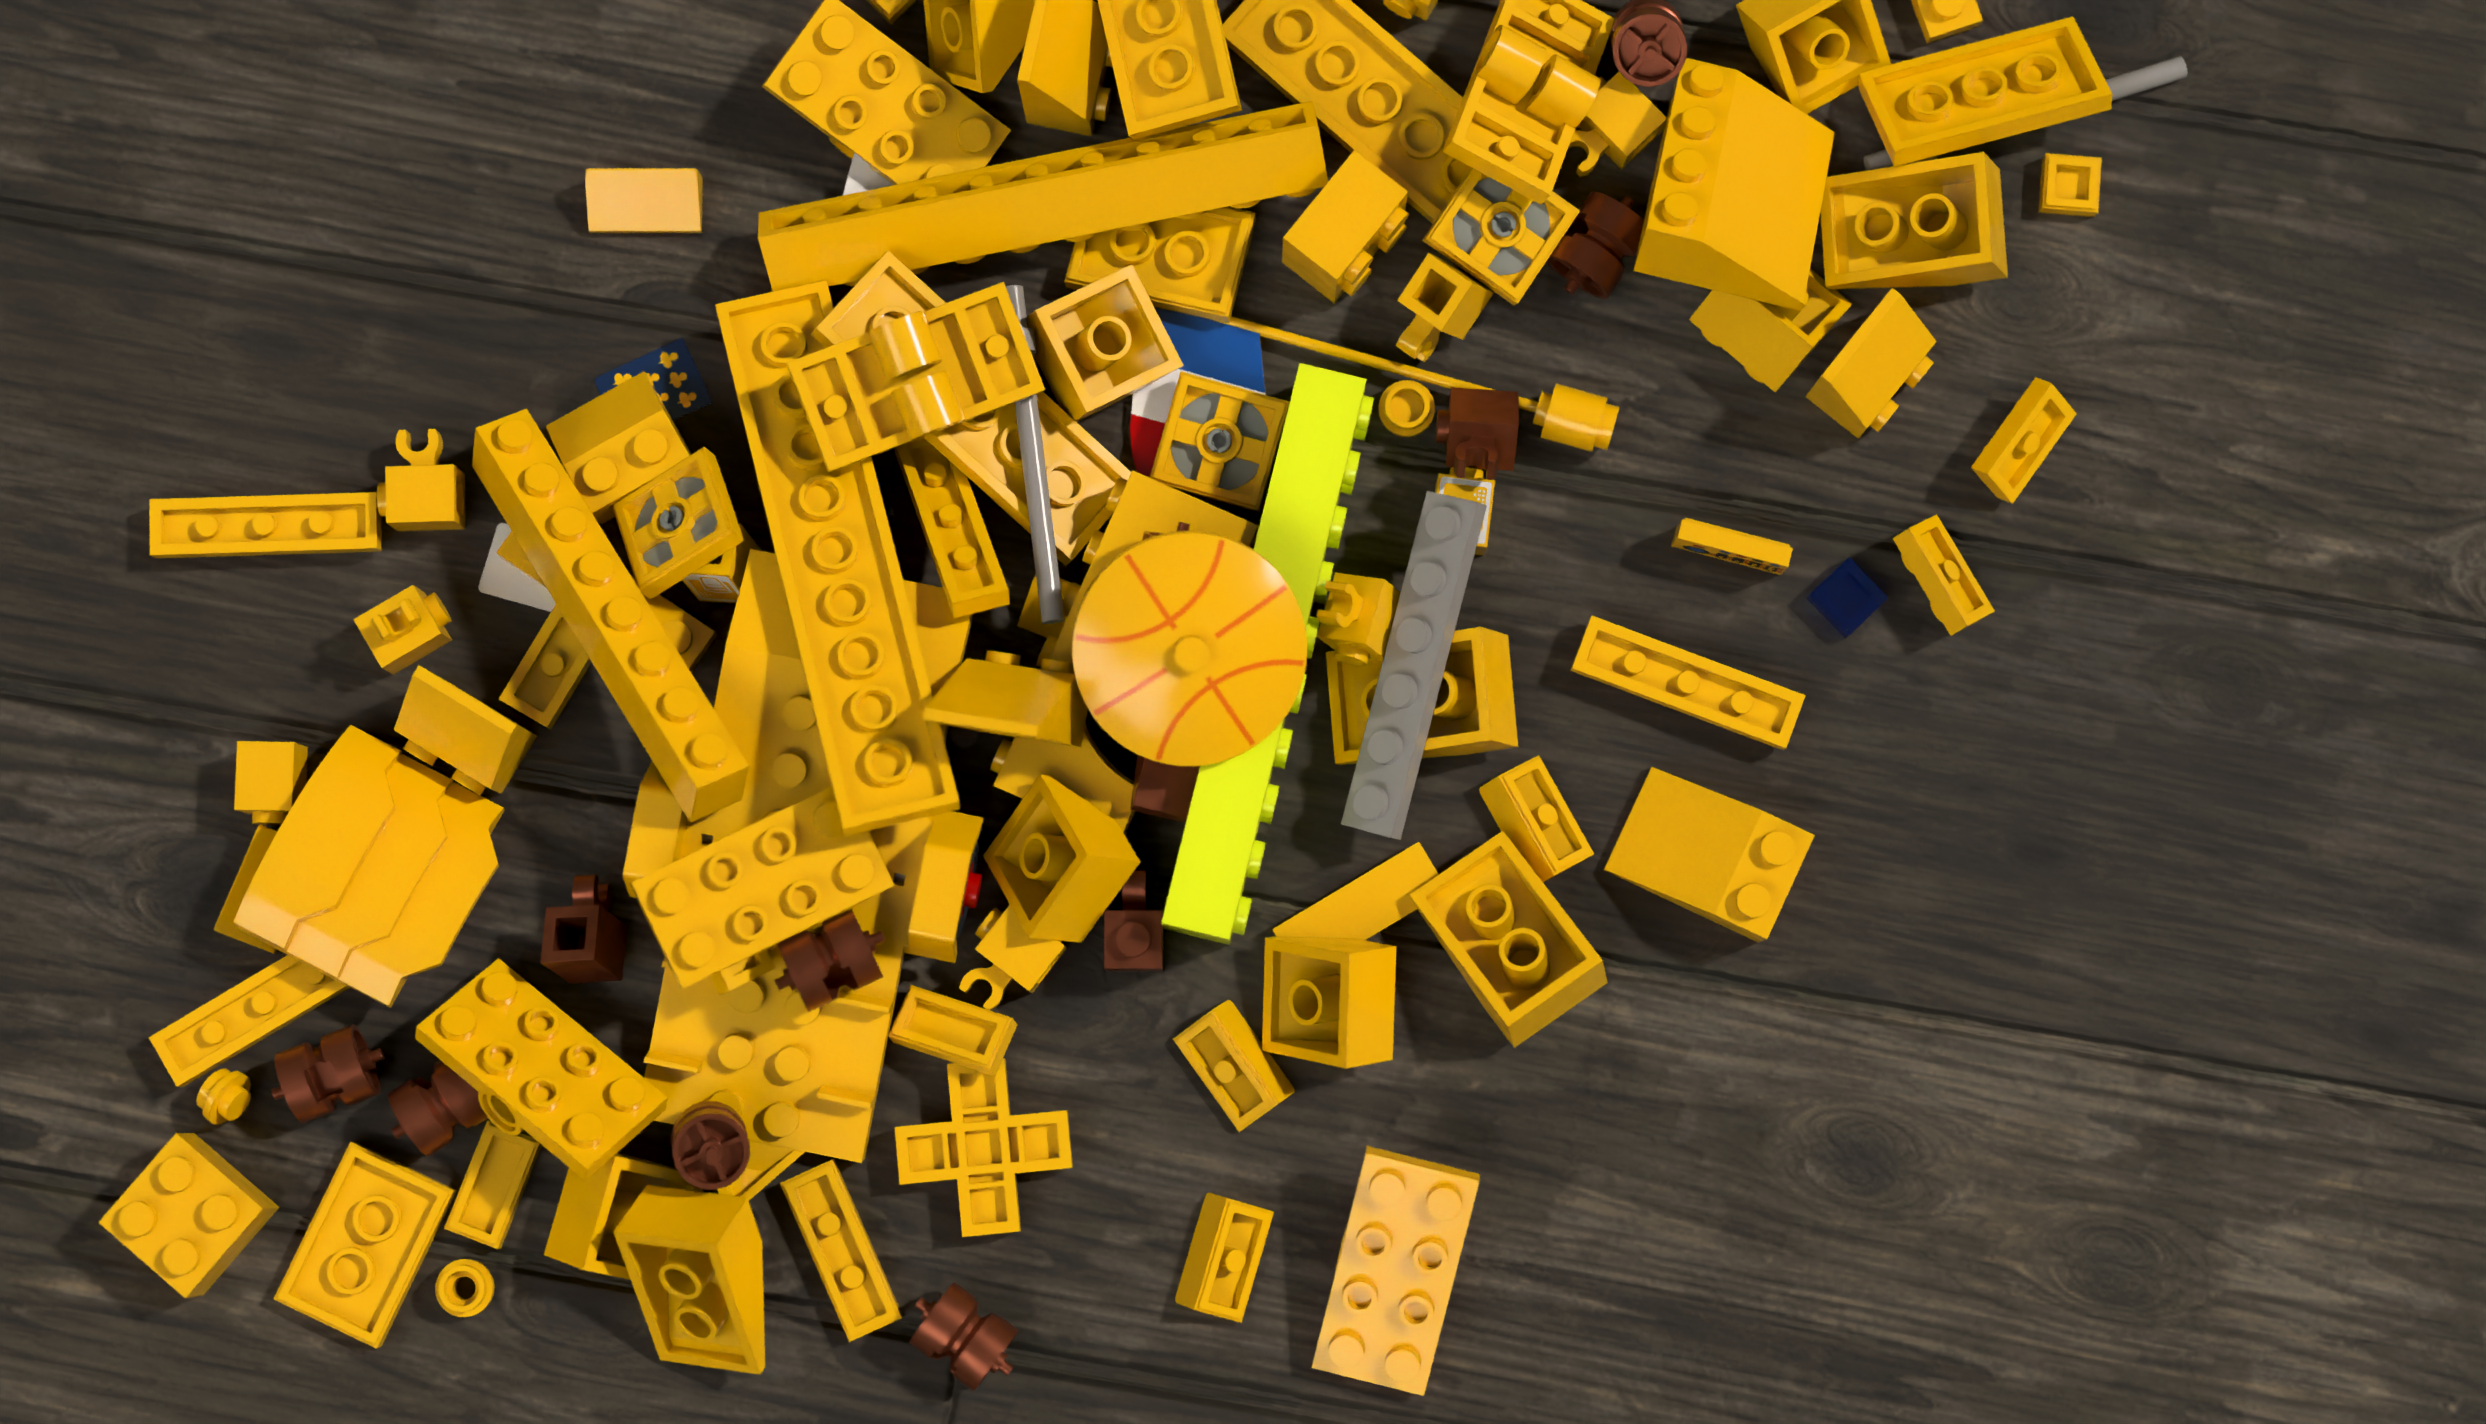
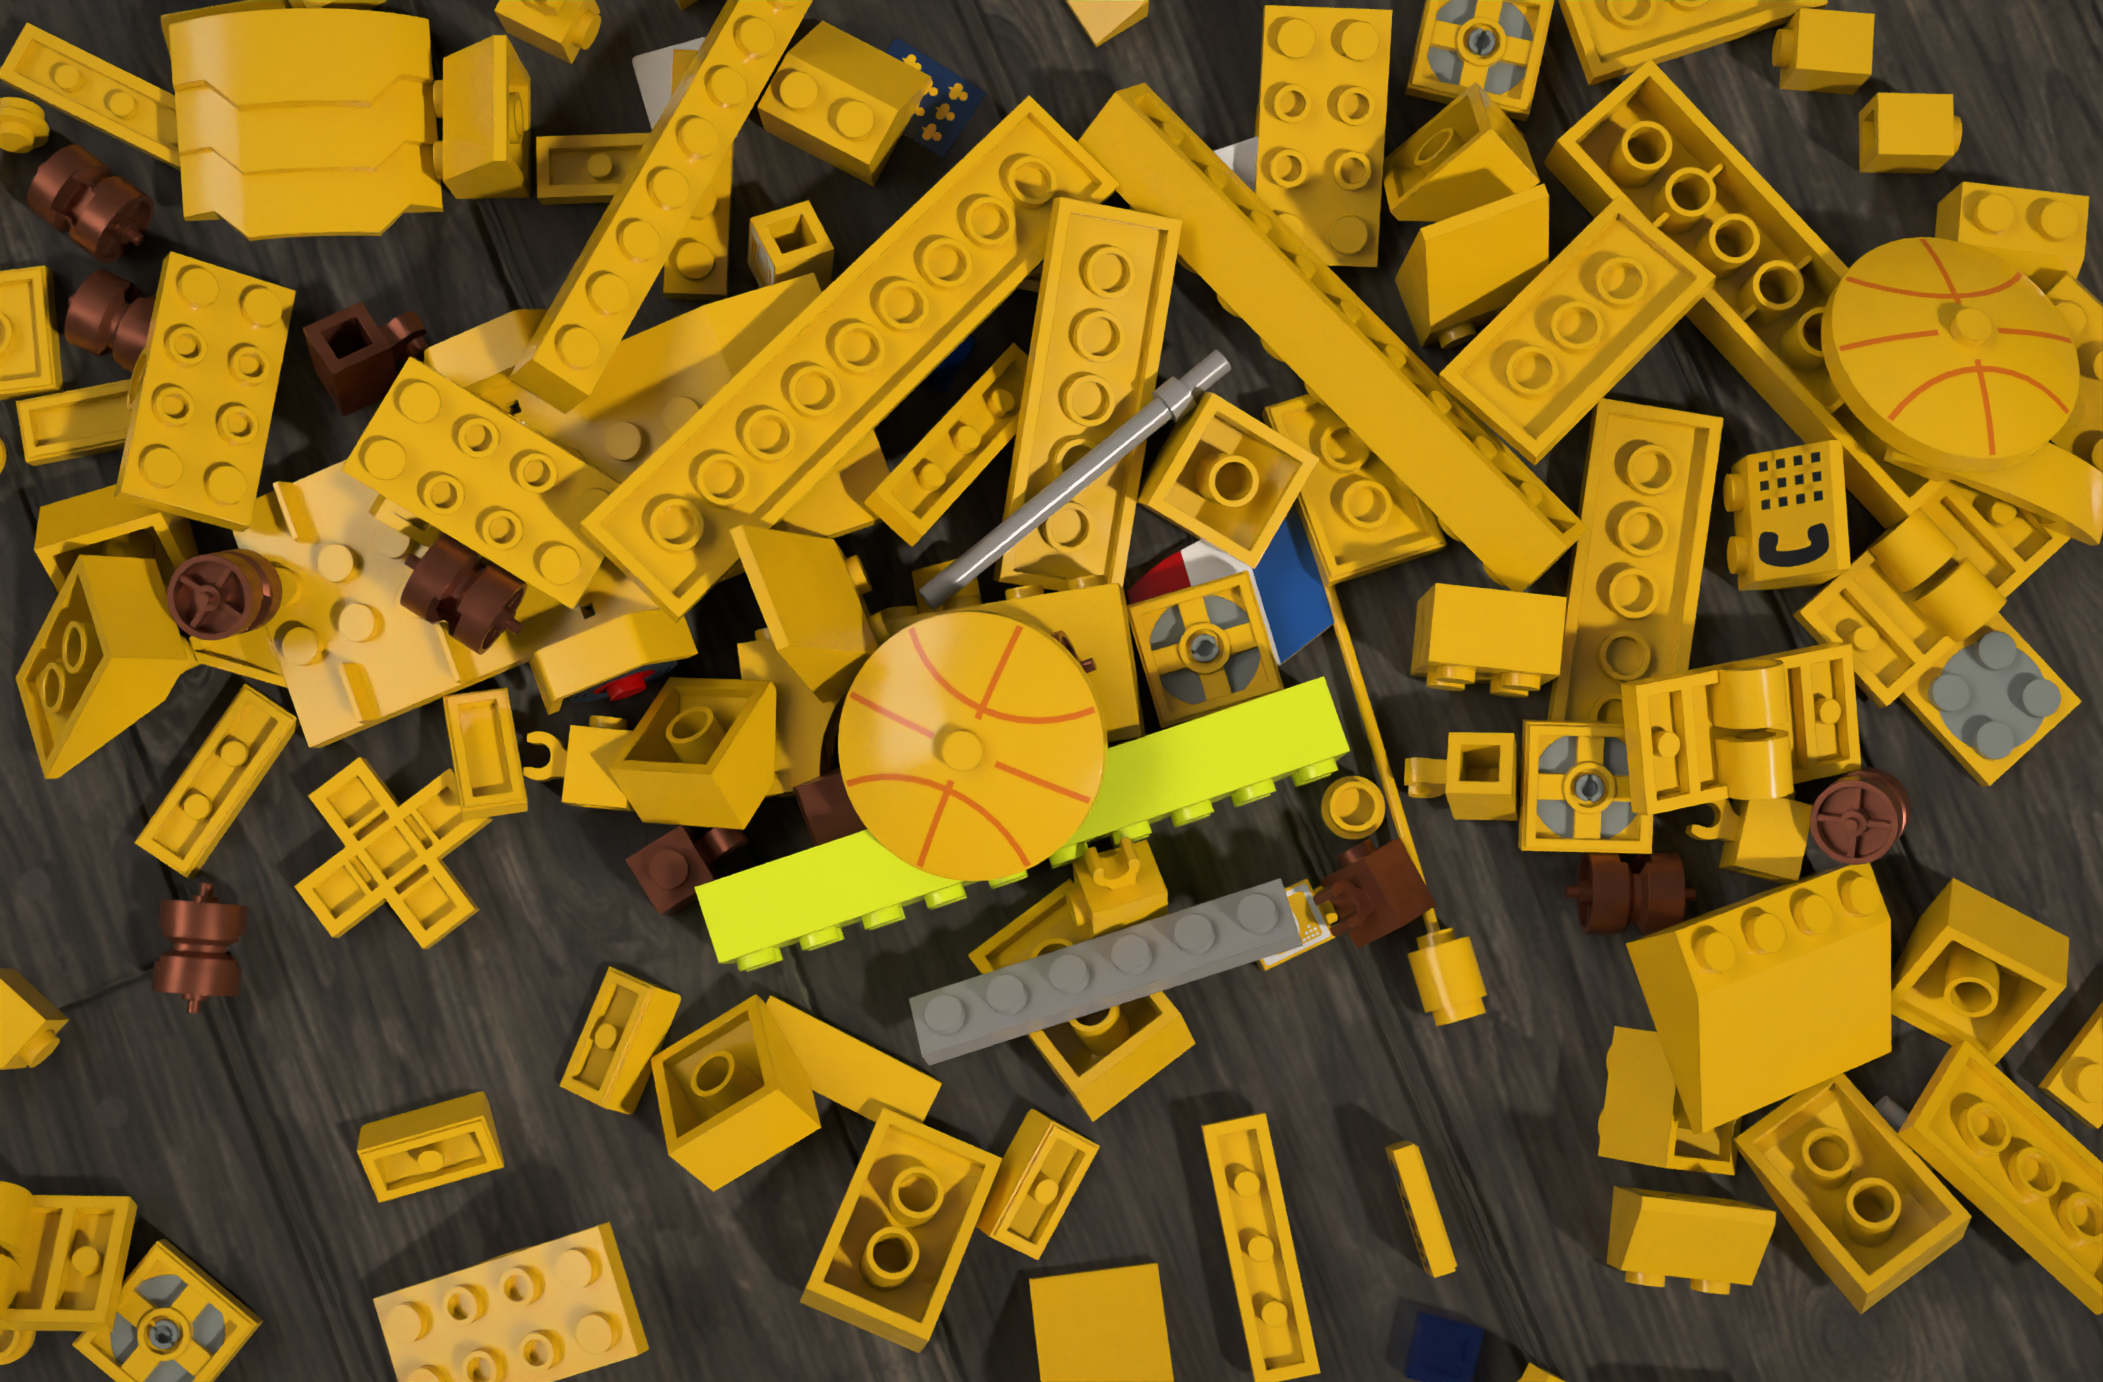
camera: 55 degrees right, 0 degrees up
(677, 523) = (796, 190): yellow piece -> none
(915, 376) = (1073, 318): yellow plate -> none
(2070, 185) = (1992, 1317): yellow tile -> none

